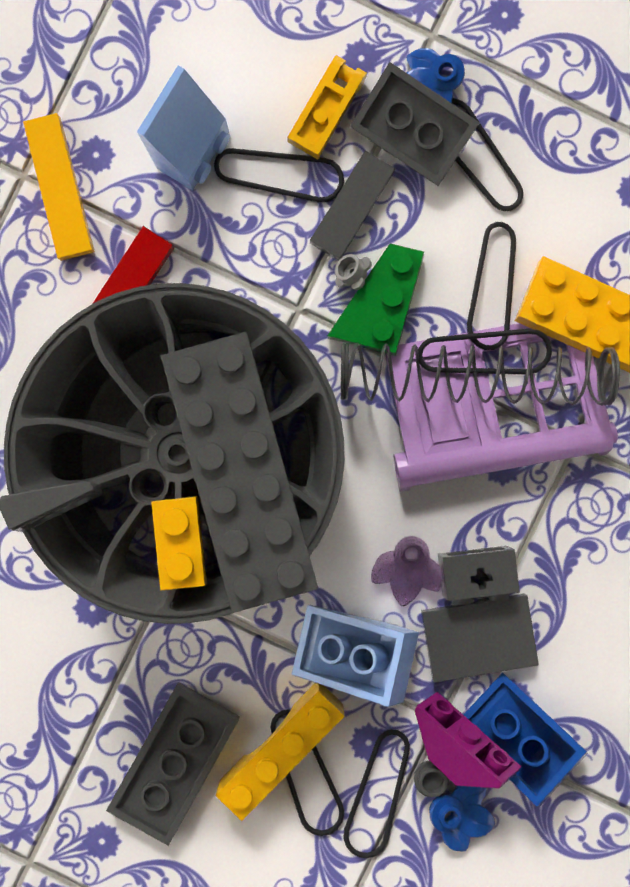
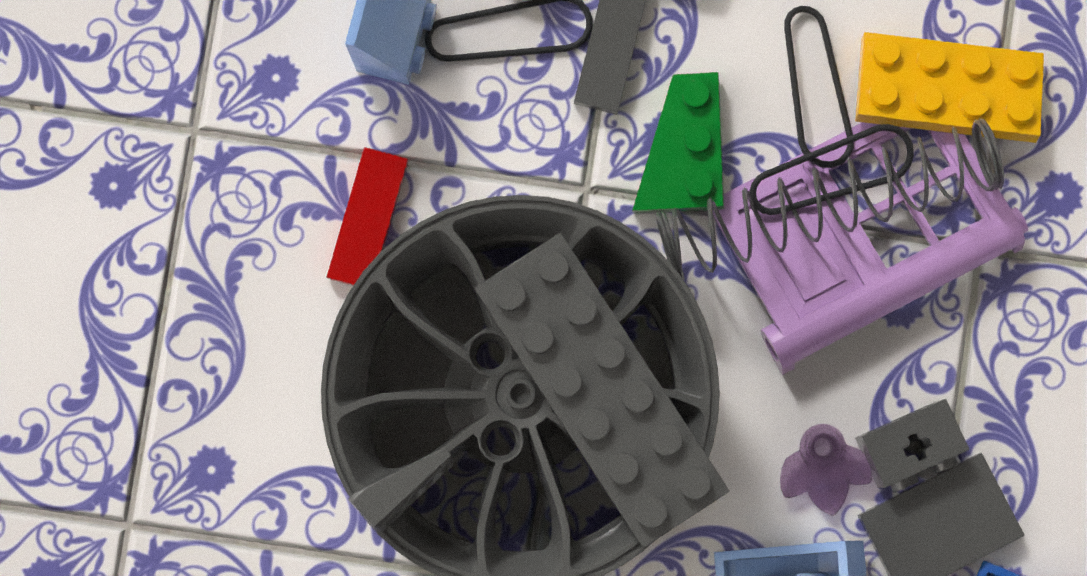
camera: 20 degrees left, 5 degrees down
(58, 186) = (244, 131): yellow tile -> none
(179, 543) = (558, 489): yellow plate -> none
(352, 271) = (638, 123): light grey plate -> none

